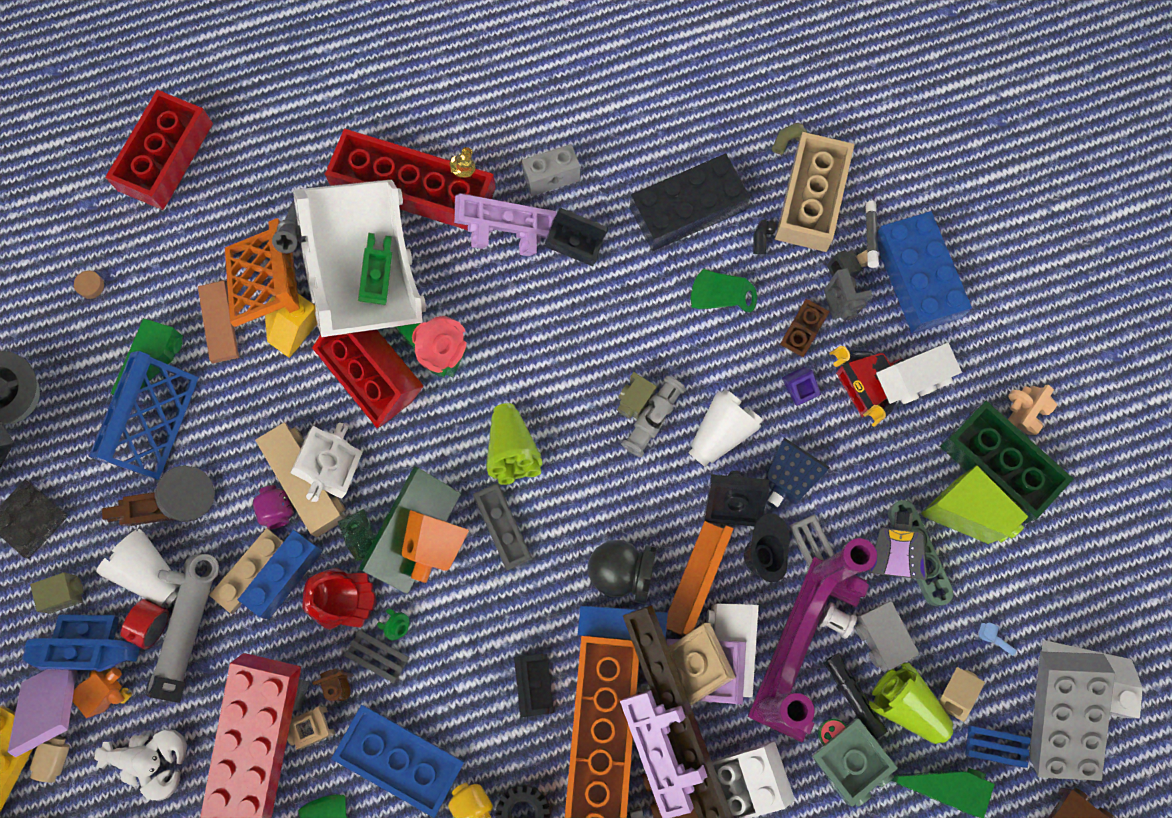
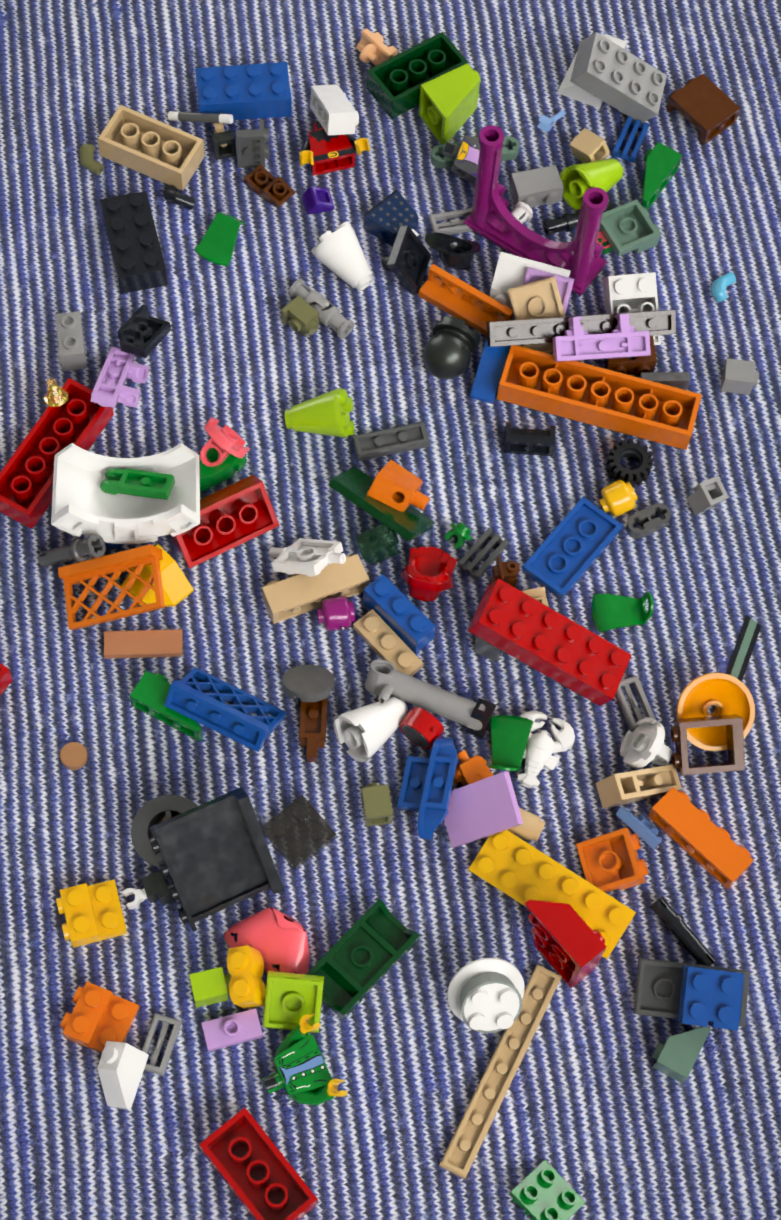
camera: 85 degrees left, 10 degrees down
(141, 726) = (509, 741): none -> green piece

